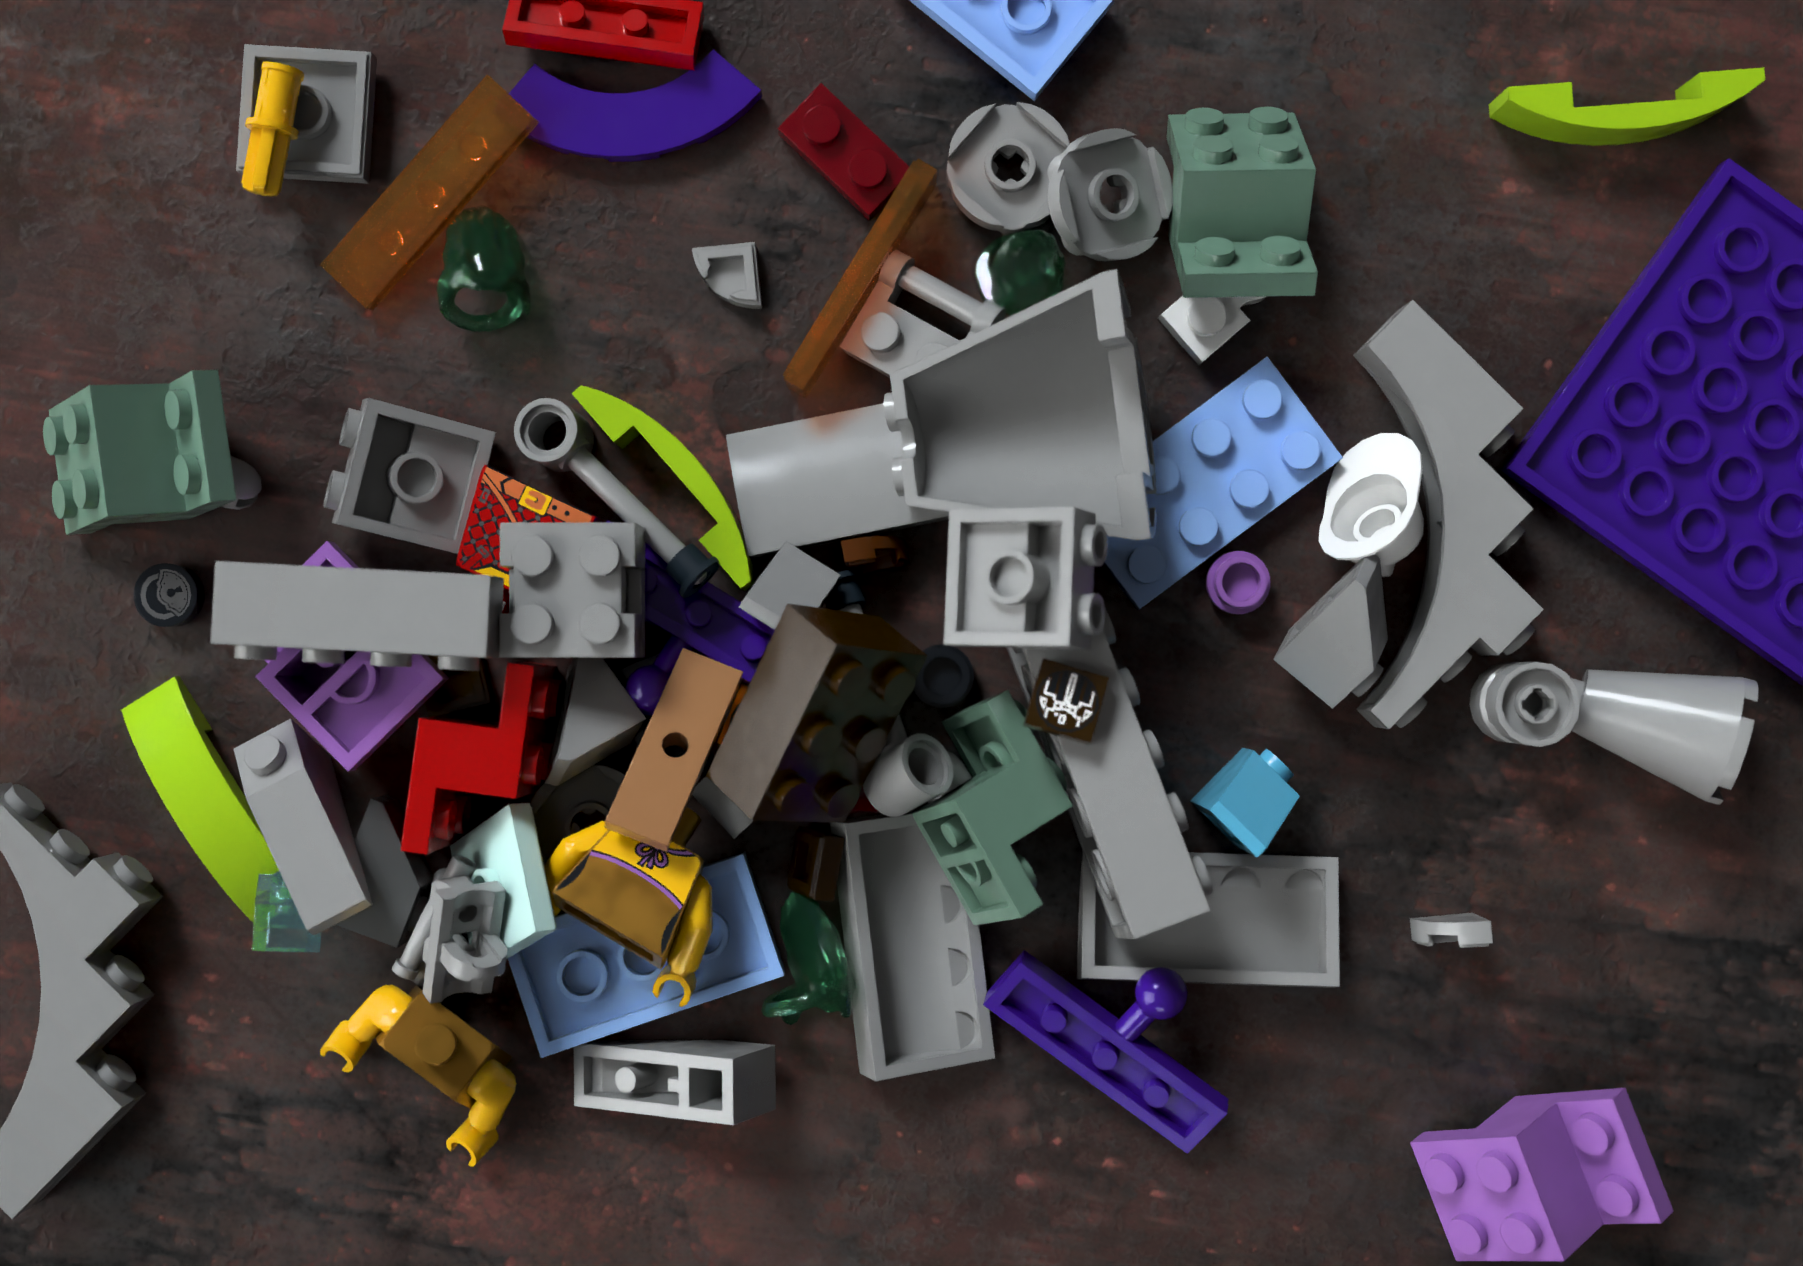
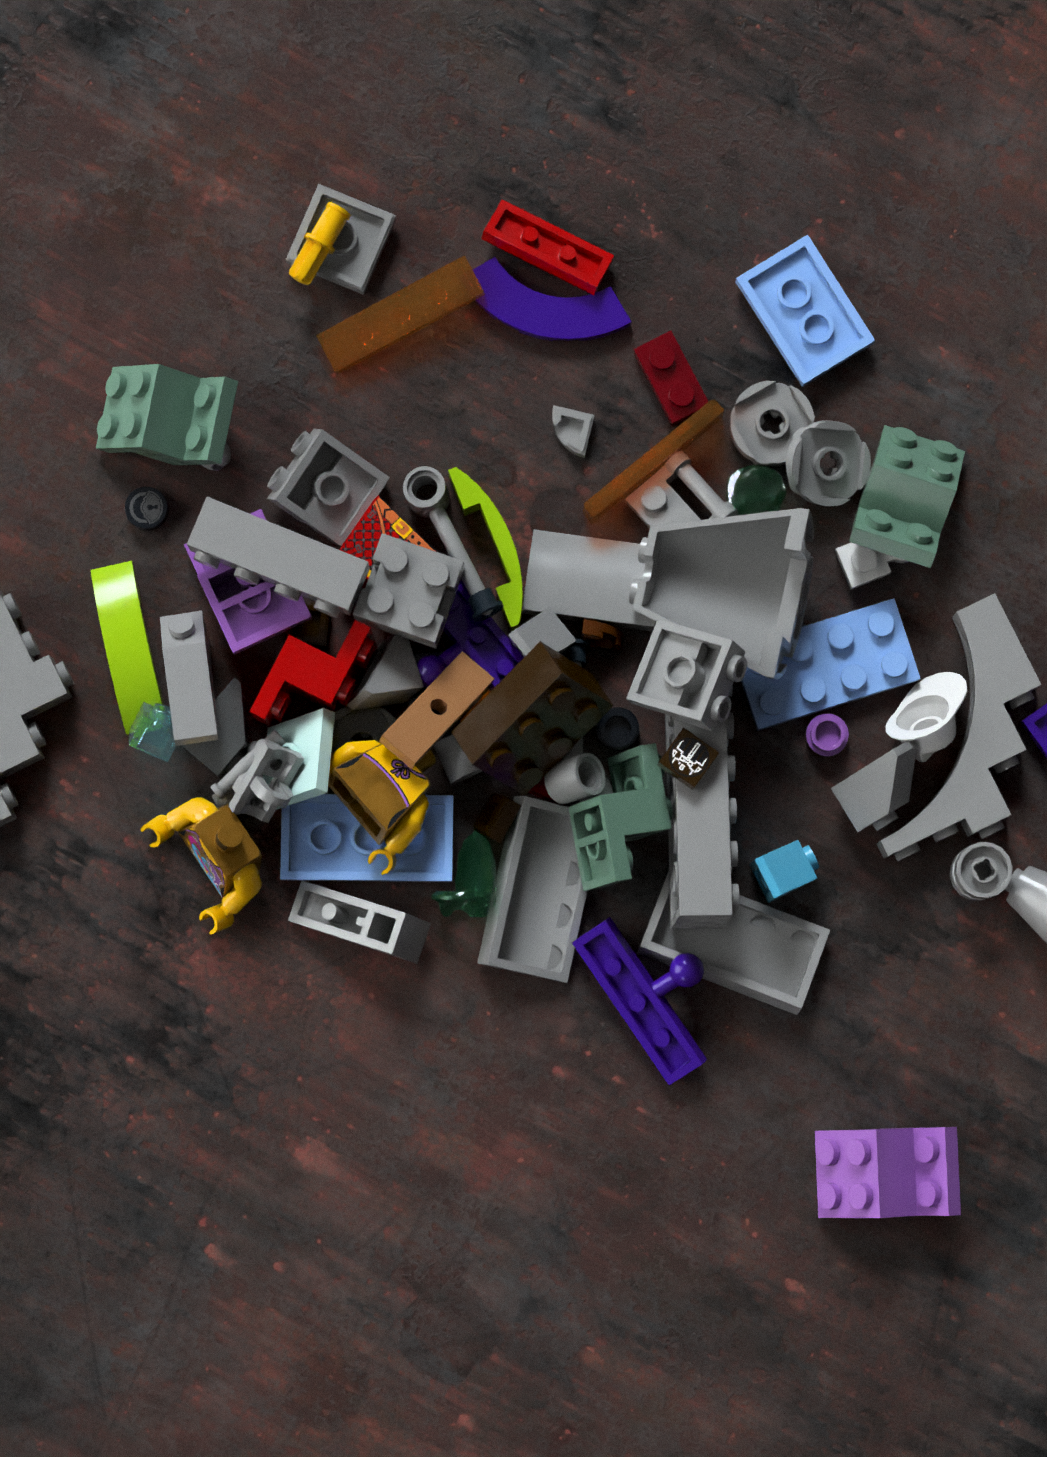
camera: 20 degrees right, 5 degrees down
(482, 256) = (422, 366): clear green piece -> none
(1466, 928) = (886, 1002): light grey tile -> none

